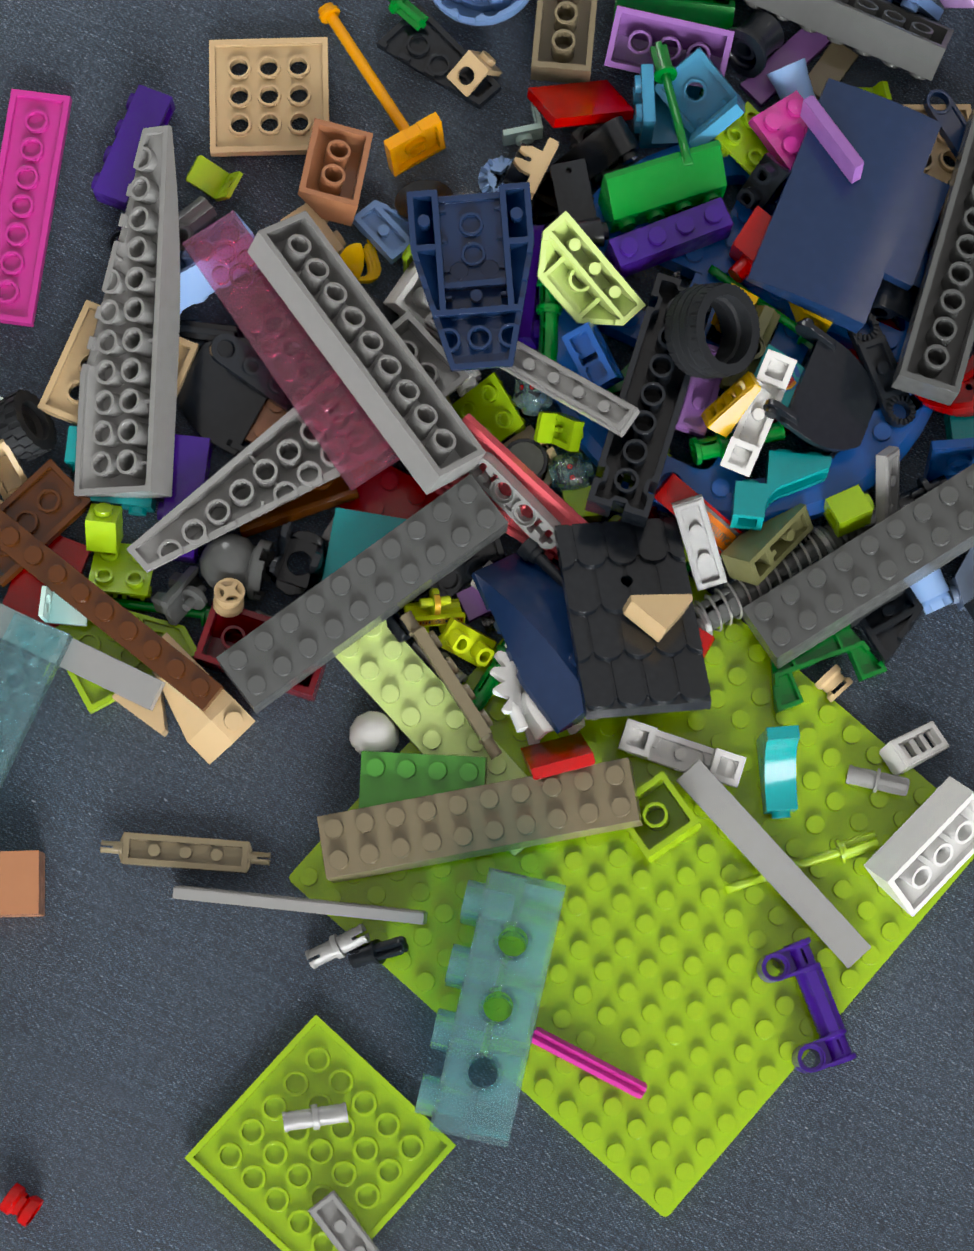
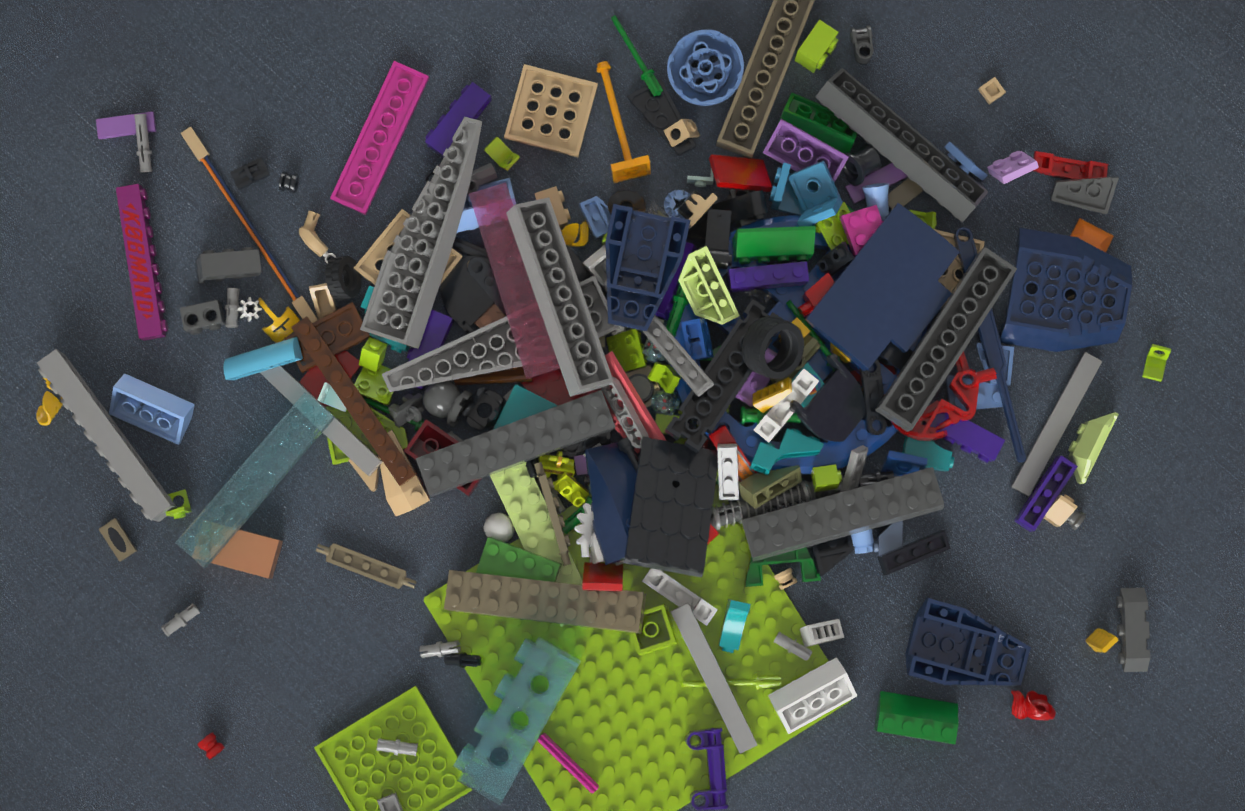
camera: 20 degrees right, 5 degrees up
(223, 592) = (434, 416): tan wheel -> none
(300, 904) = (425, 618): light grey tile -> none
(335, 170) = (576, 172): nougat slope -> none
(656, 612) = (686, 511): tan slope -> none
(665, 74) = (796, 171): green piece -> none
(832, 139) = (886, 245): medium lavender tile -> none

